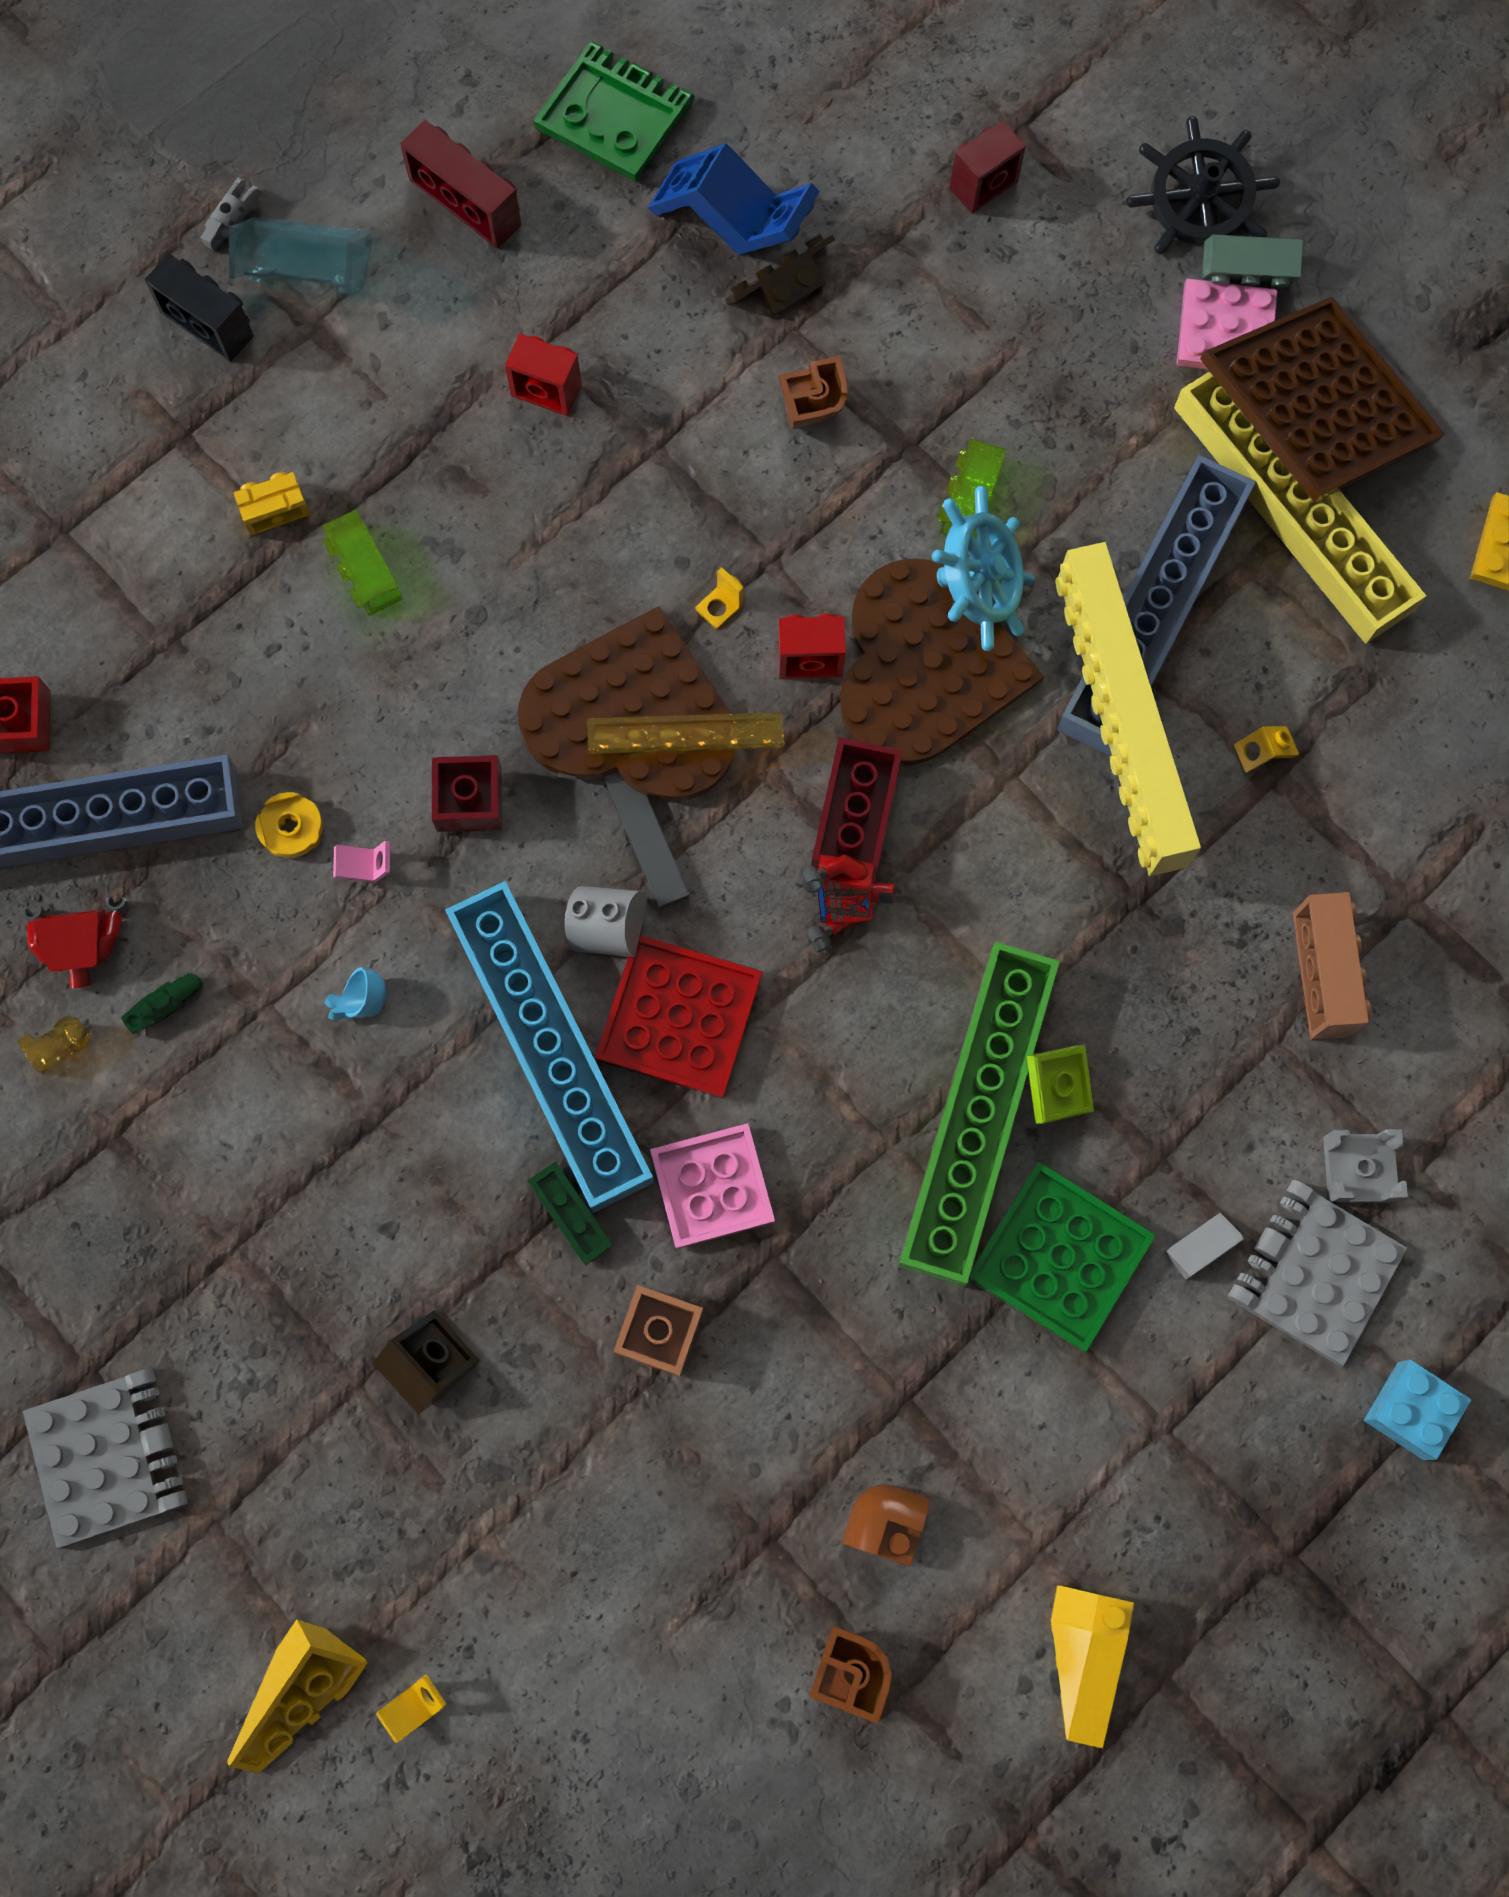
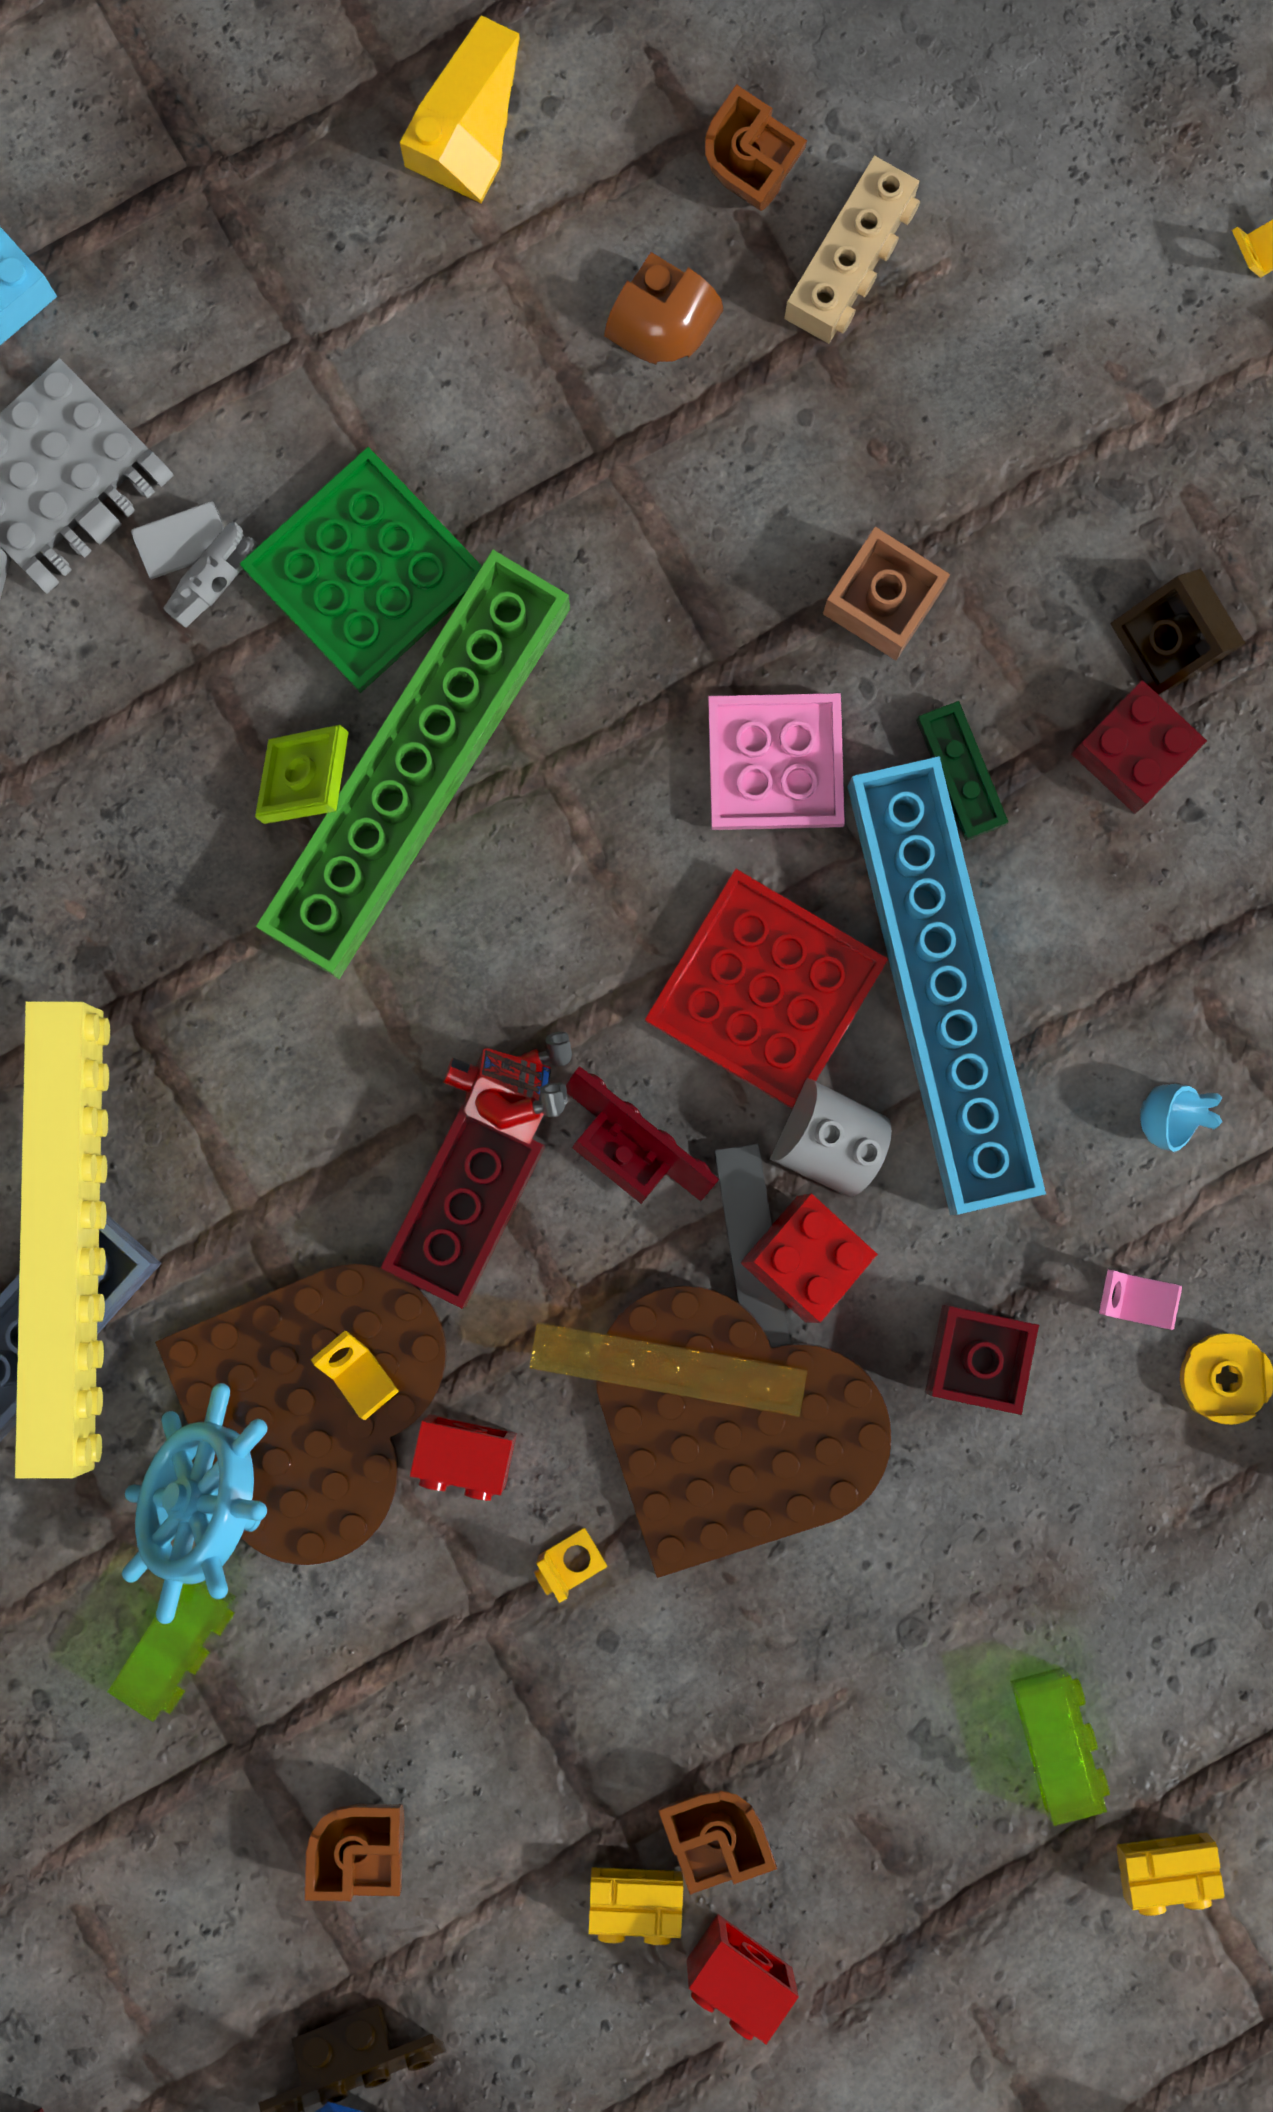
camera: 165 degrees left, 10 degrees up
(439, 1261) = (1139, 747): none -> dark red brick
(579, 453) = (716, 1839): none -> dark orange brick
(604, 831) = (809, 1258): none -> red brick
(623, 406) = (636, 1904): none -> yellow brick
(750, 879) = (629, 1146): none -> dark red bracket
(750, 1615) = (852, 250): none -> tan brick
(897, 679) = (356, 1375): none -> yellow bracket
(1174, 1222) = (210, 574): none -> light grey hinge

